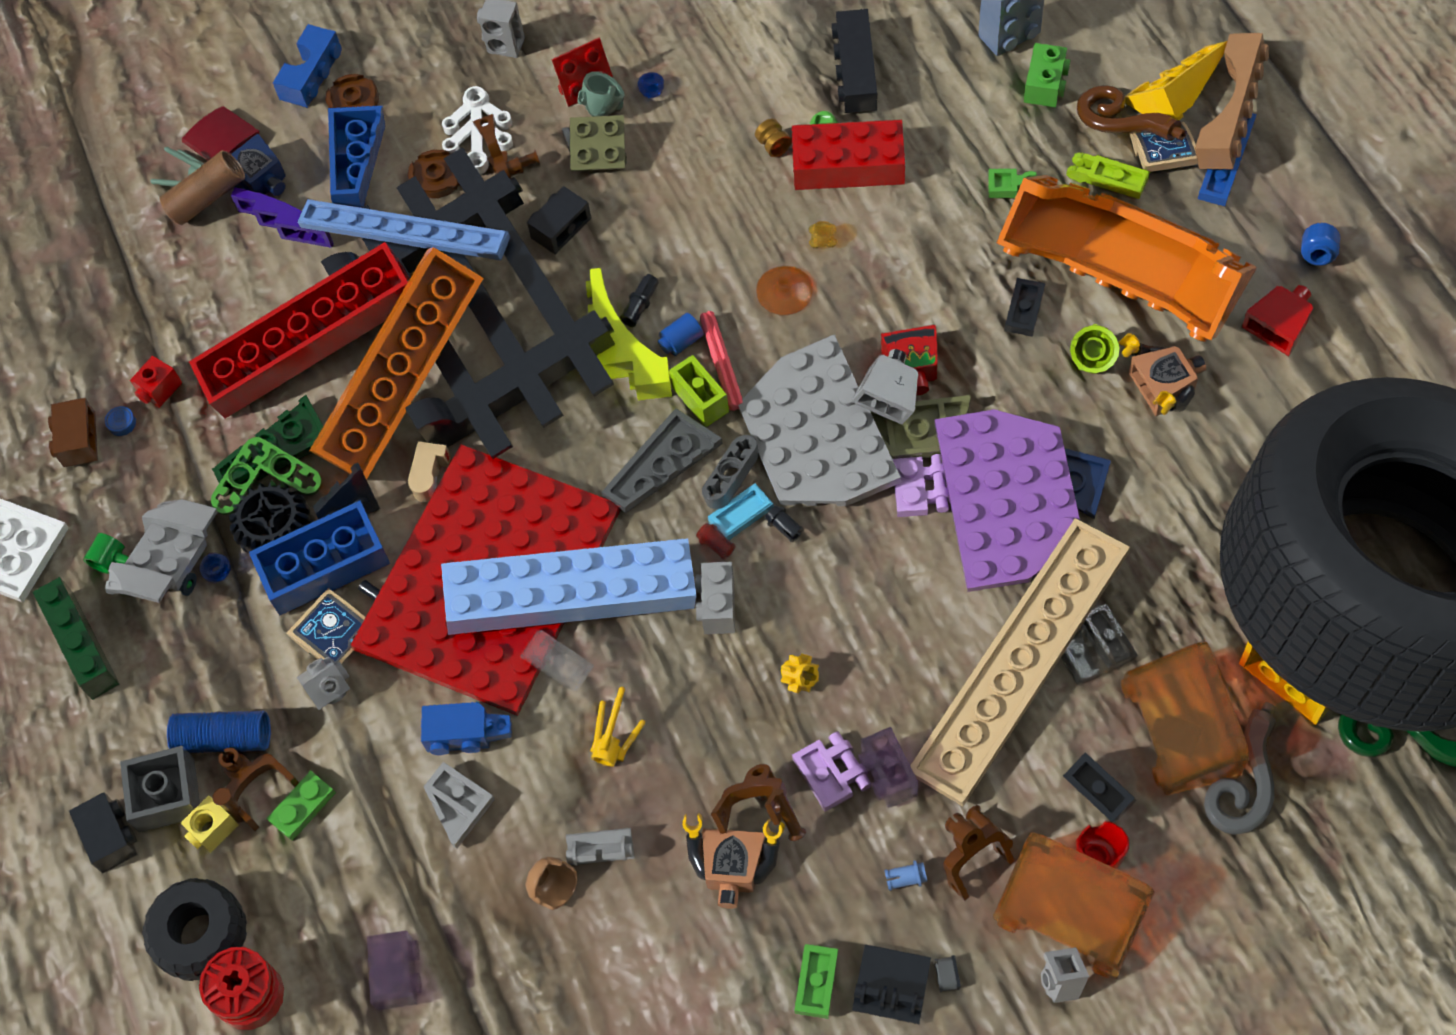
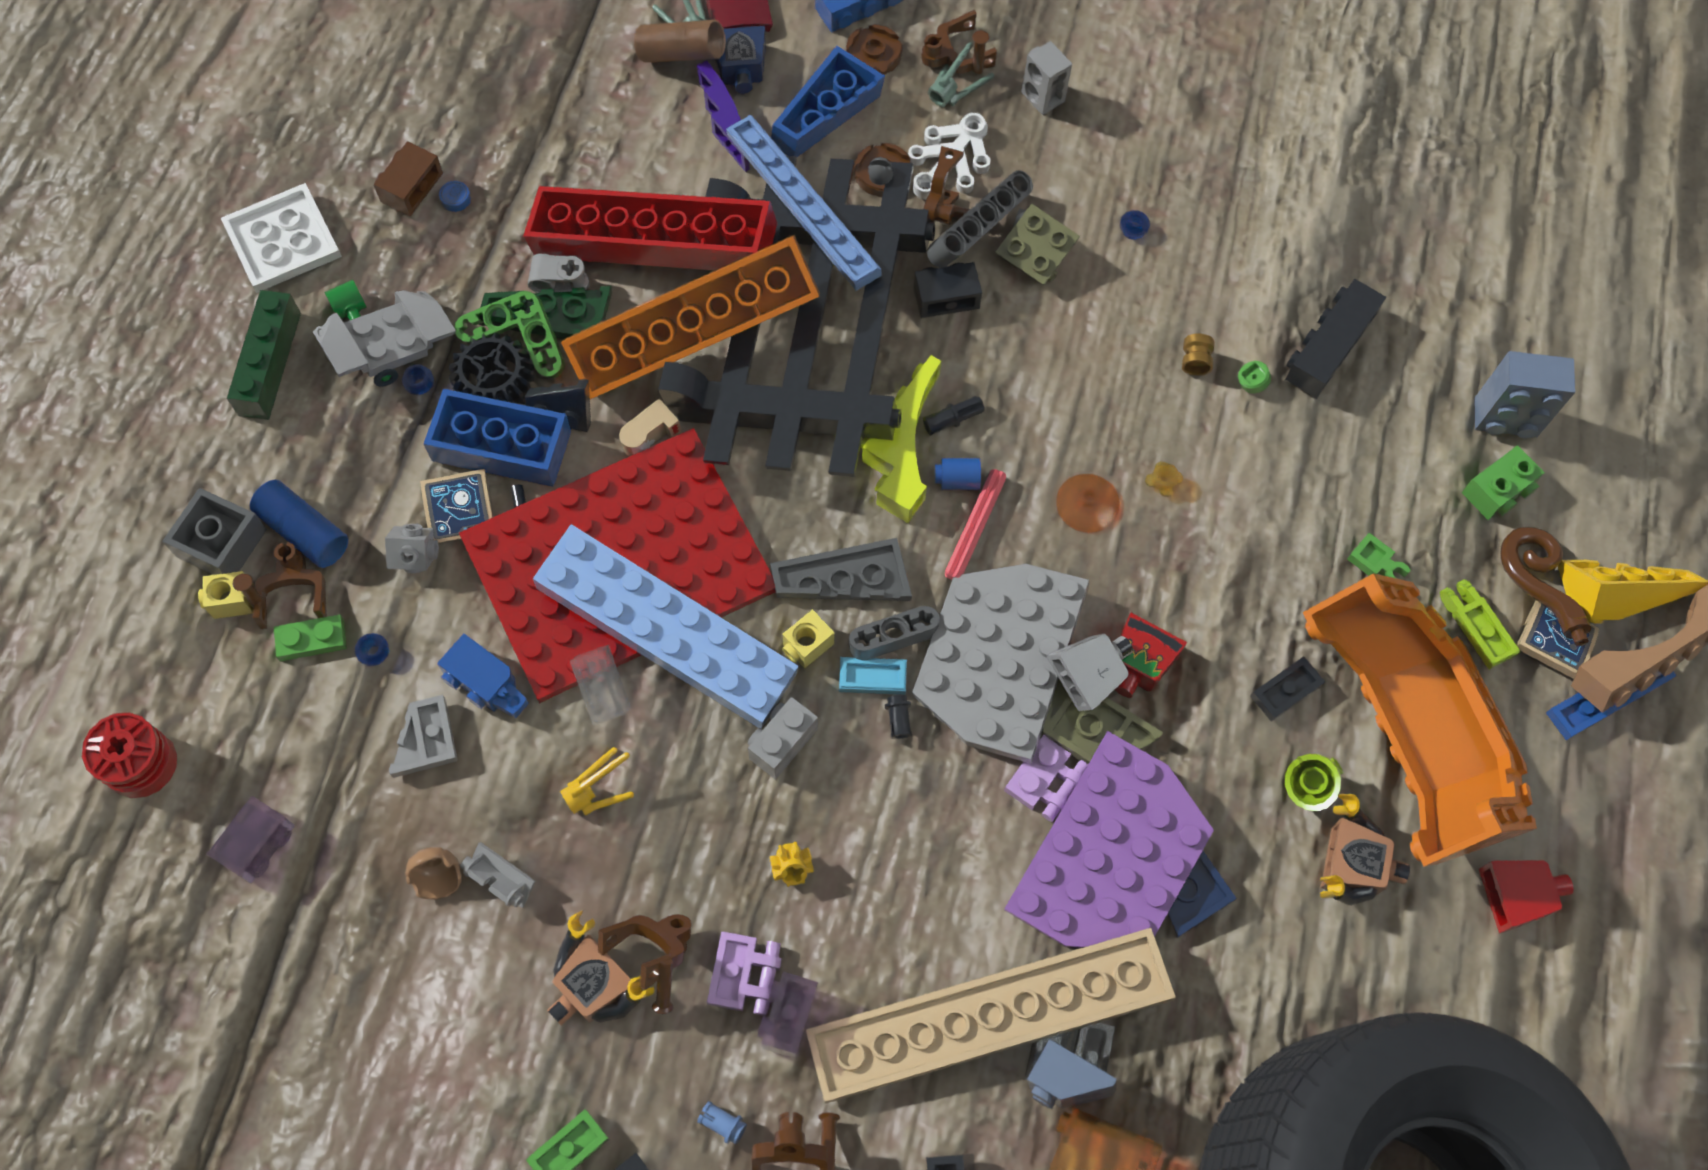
camera: 30 degrees right, 5 degrees up
(104, 832) = (142, 535): black brick -> none
(155, 382) = (506, 183): red brick -> none
(175, 909) = (125, 651): black tyre -> none
(254, 415) = (556, 273): none -> light grey piece
(353, 769) = (368, 641): none -> clear blue plate
(404, 64) = (939, 50): none -> reddish brown piece
(430, 88) = (944, 88): none -> sand green plant
(444, 168) = (880, 171): none -> dark grey hinge
(541, 154) = (980, 219): none -> dark grey beam
(574, 66) = (1082, 170): red hinge -> none
(601, 94) = (1080, 201): sand green helmet -> none
(674, 510) = (810, 626): none -> light yellow brick
(699, 391) = (928, 538): lime brick -> none
(715, 540) = (827, 683): clear red pin -> none
(848, 154) = (1251, 421): red brick -> none
(1110, 649) = (1067, 1079): none -> sand blue slope
(1320, 244) = (1626, 851): blue head -> none

